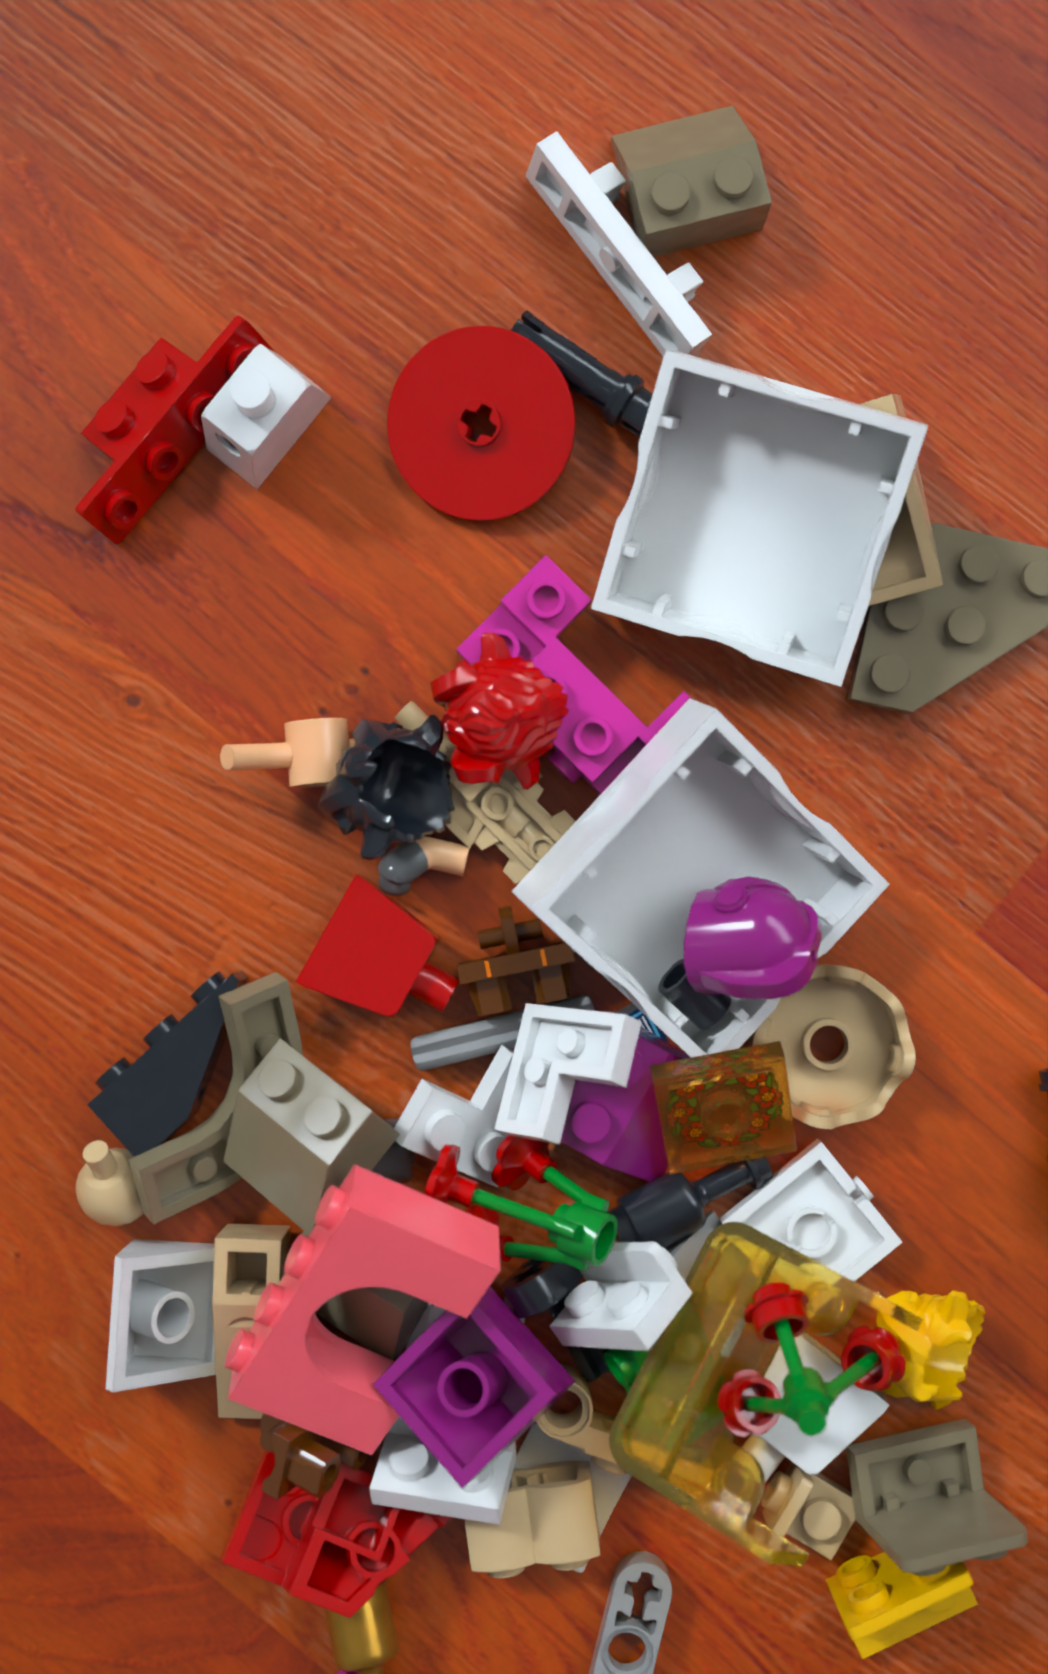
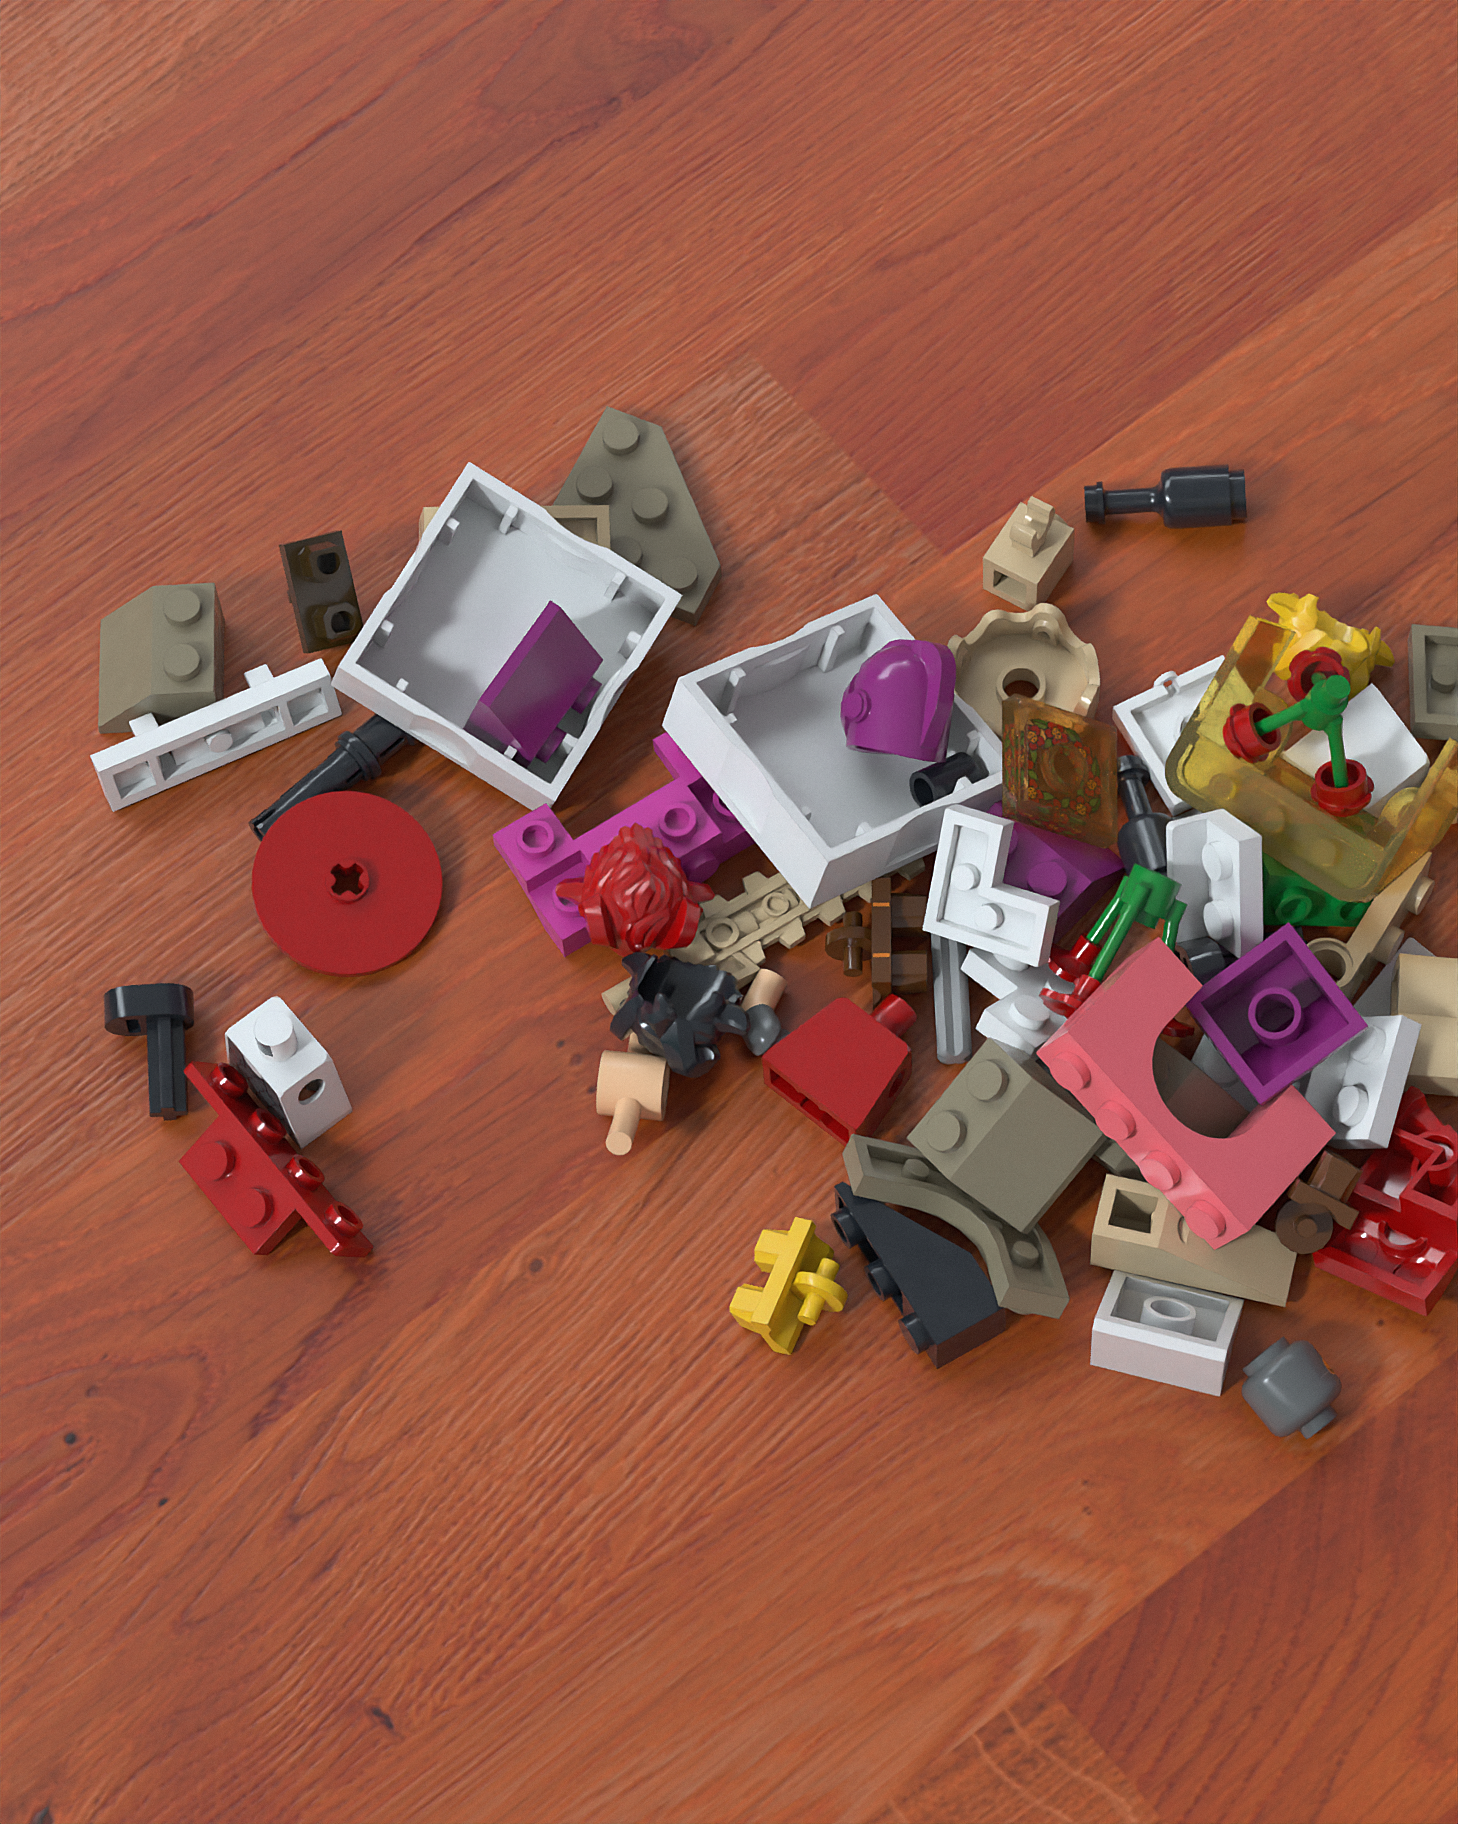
camera: 75 degrees left, 25 degrees down
(107, 1186) = (1026, 1352): tan piece -> none
(114, 941) = (796, 1289): none -> yellow hips
(126, 1440) = (1291, 1388): none -> dark grey head
(303, 284) = (163, 1015): none -> black piece
(701, 560) = (536, 689): none -> magenta slope
(793, 317) = (321, 591): none -> dark brown hips
(981, 1024) = (1029, 555): none -> tan brick

